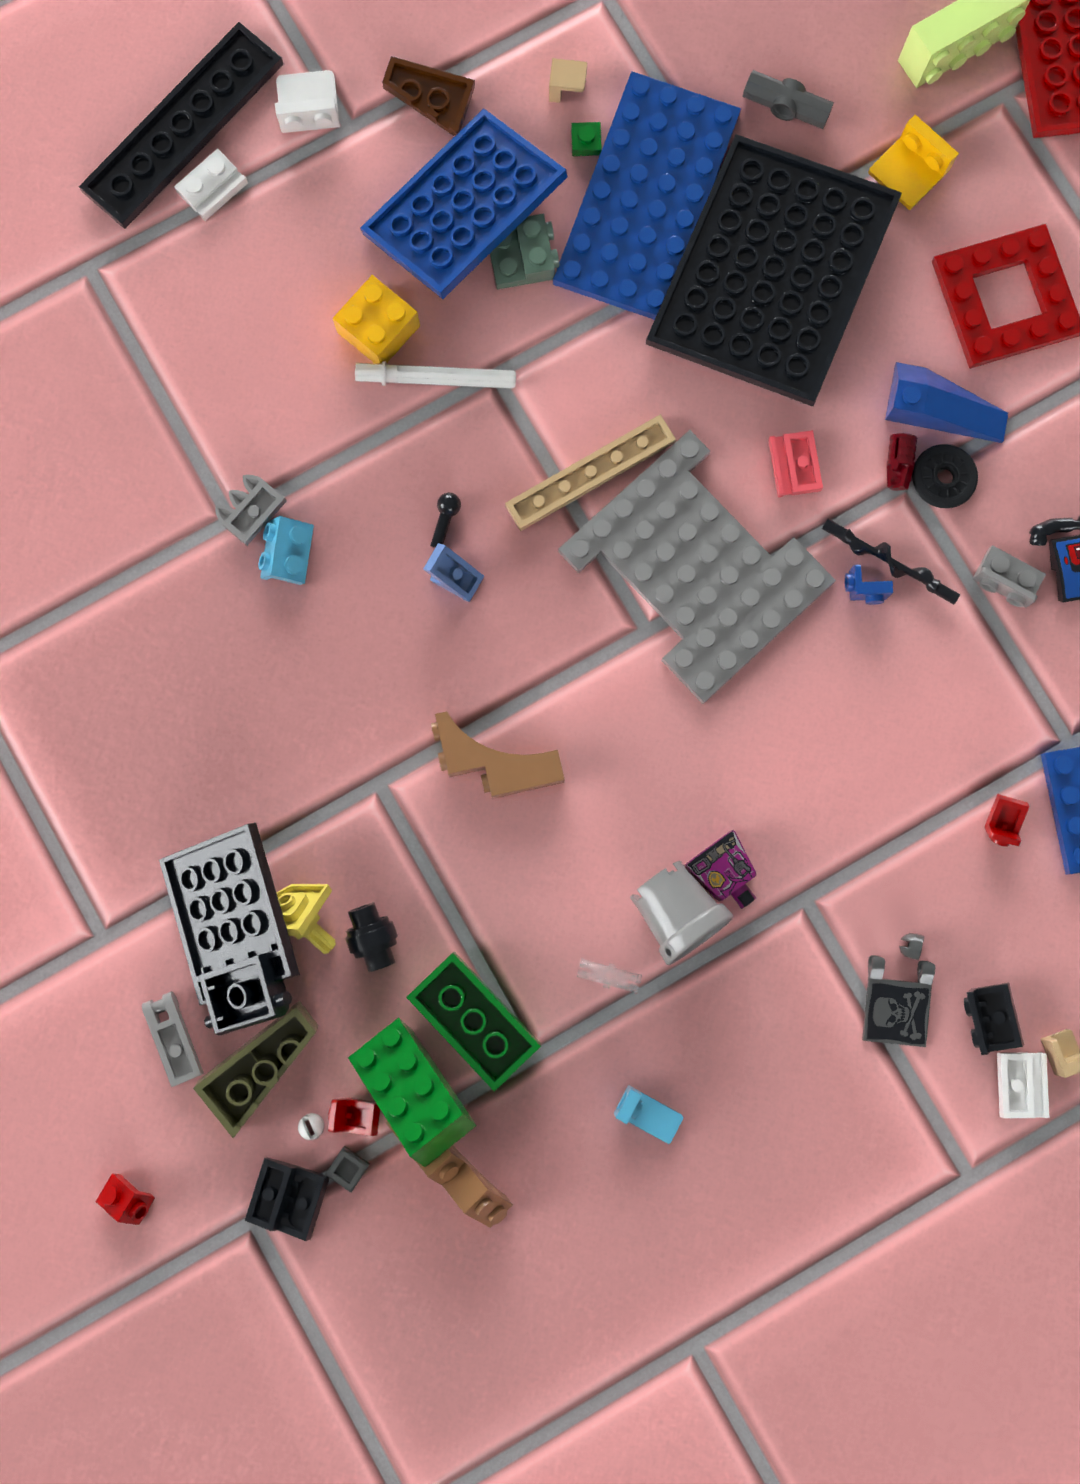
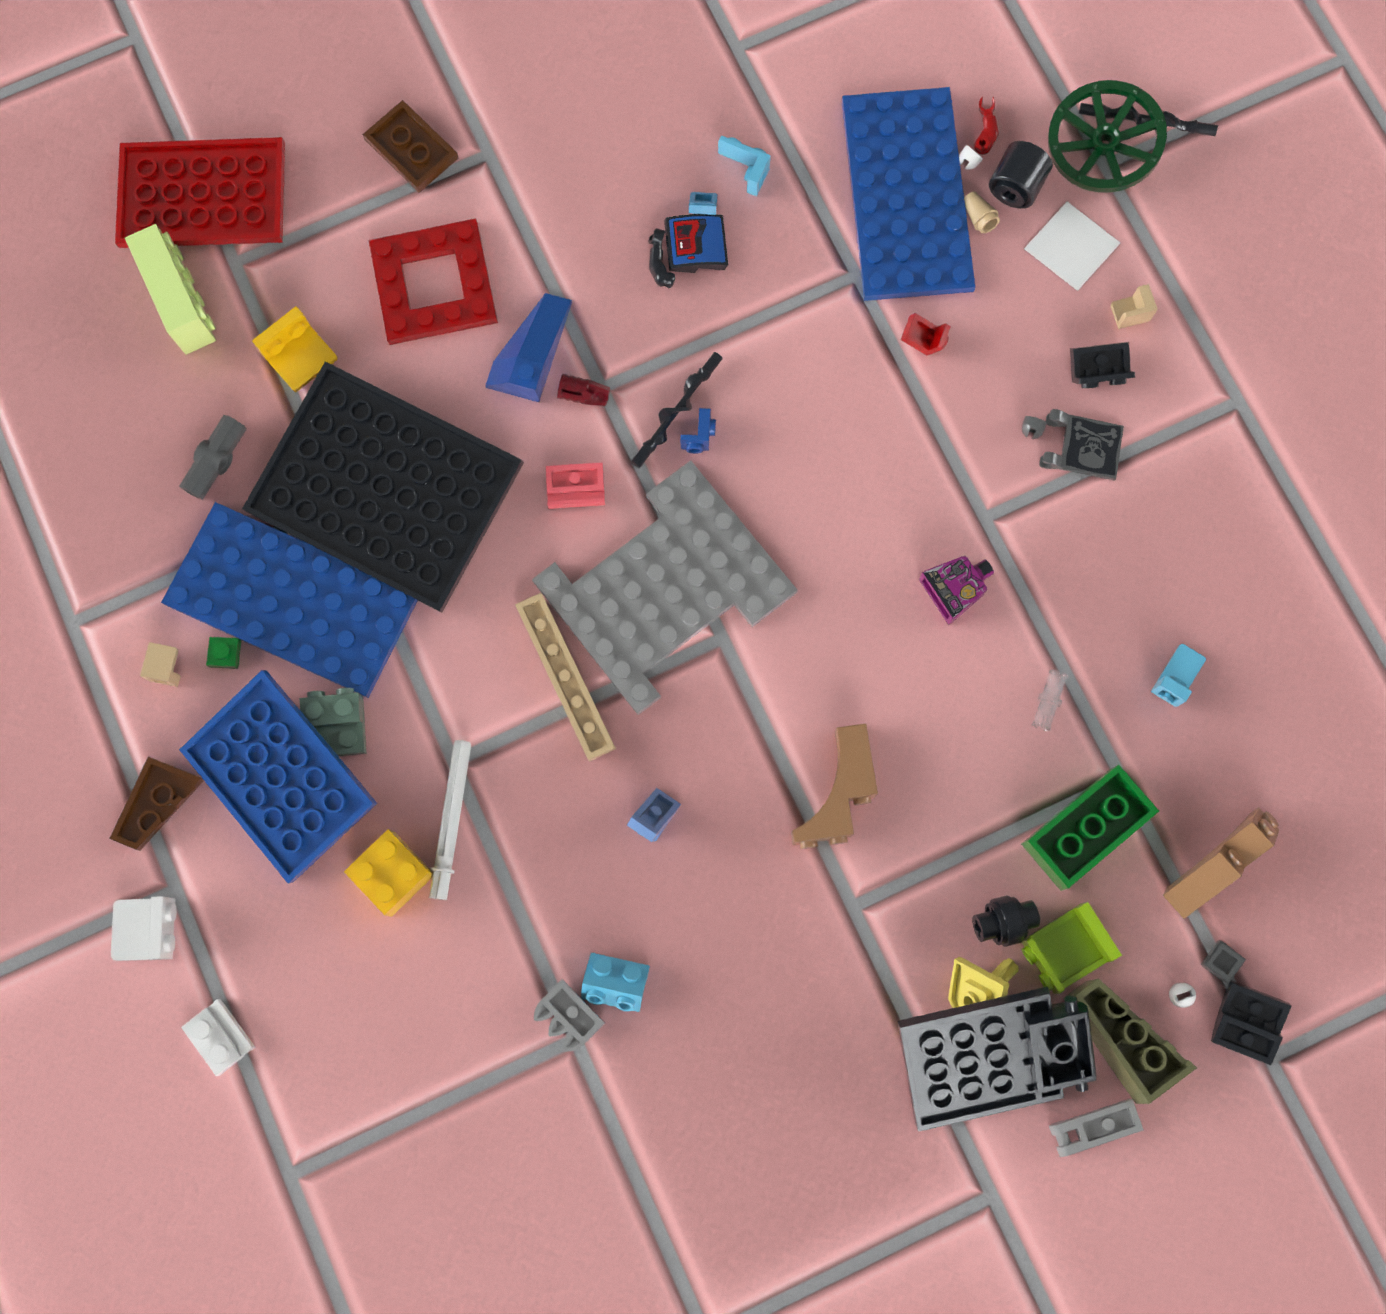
camera: 80 degrees left, 5 degrees down
(124, 1201) = (1251, 1185): red bracket -> none
(181, 125) = (150, 1065): black plate -> none
(349, 1004) = (1069, 948): none -> lime panel
(354, 1116) = (1175, 950): red bracket -> none
(411, 1092) = (1158, 889): green brick -> none
(448, 506) = (584, 816): black bar -> none
(679, 912) = (999, 626): light grey piece -> none
(932, 489) = (600, 370): black wheel -> none
(1009, 577) = (700, 308): light grey bracket -> none
(1023, 1085) = (1160, 347): white plate -> none

